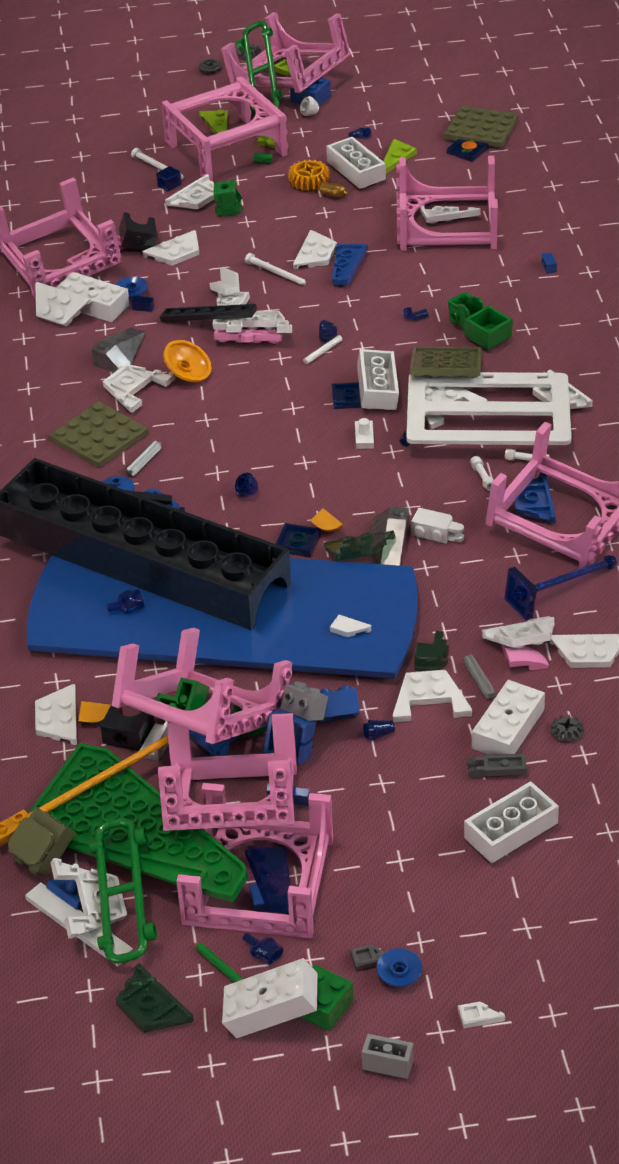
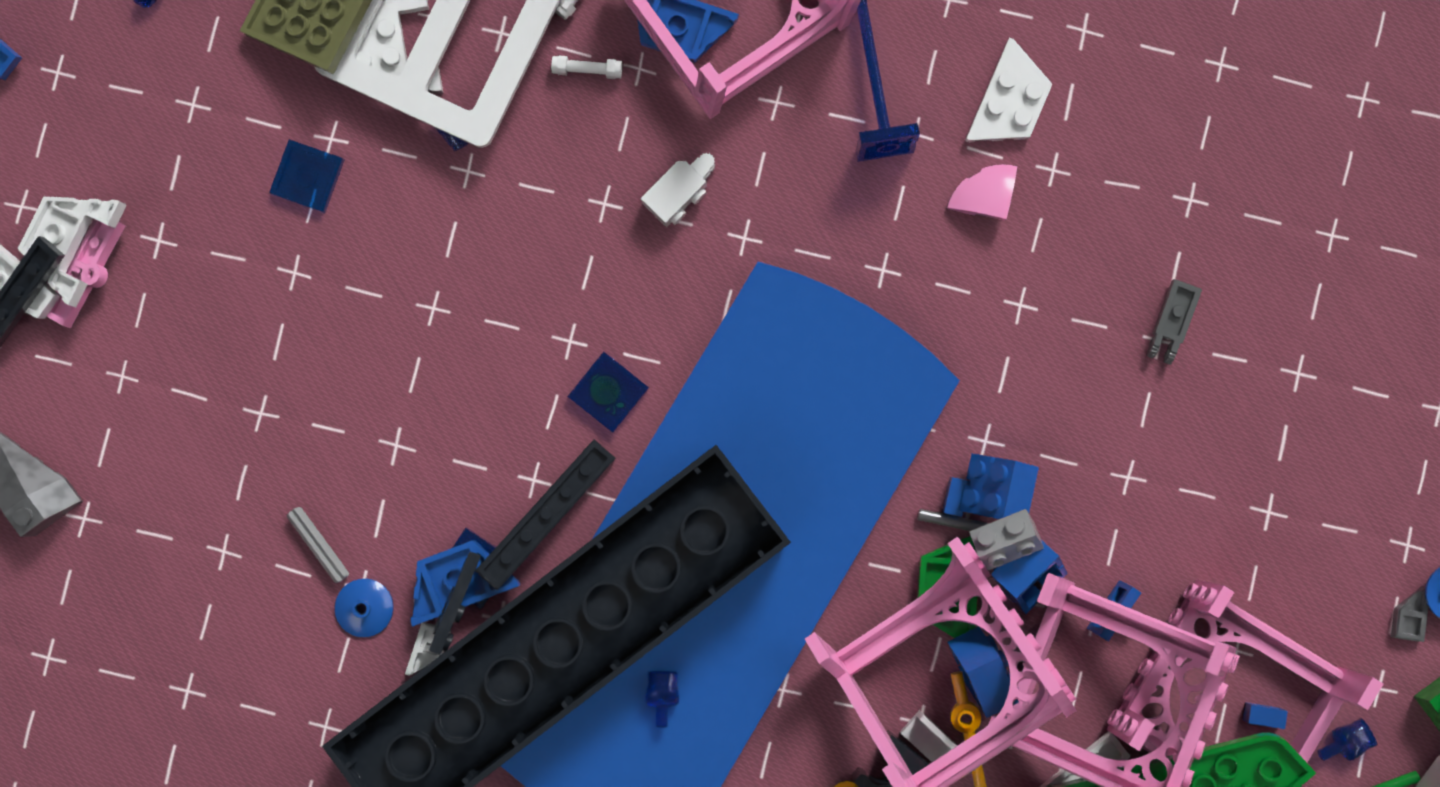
camera: 65 degrees left, 45 degrees up
(98, 434) = (223, 590): olive plate -> none
(131, 379) = (114, 499): white wing -> none
(187, 361) = (119, 380): light orange dish -> none
(189, 695) = (907, 693): green brick -> none
(246, 484) = (462, 421): clear blue cone -> none
(271, 875) = (1265, 693): clear blue wing -> none
(323, 349) = (172, 168): white bar -> none
(326, 521) = (600, 337): light orange brick -> none
(327, 331) = (136, 144): clear blue cone -> none
(348, 627) = (848, 406): white tile -> none
(359, 546) = (683, 320): clear green wing -> none
(364, 434) = (413, 196): white tile -> none
(377, 379) = (307, 123): white brick -> none
(377, 728) = (1041, 445): clear blue cone -> none
(391, 519) = (665, 262): flat silver wedge -> none
(427, 689) = (990, 344): white wing -> none
(432, 656) = (942, 311): clear green brick -> none
(479, 677) = (997, 267): light grey axle -> none
(508, 719) = (1121, 297): white brick -> none
(511, 822) = (1293, 326): white brick -> none
(522, 633) = (954, 174): white wing -> none
(574, 732) = (1129, 202): dark grey gear -> none

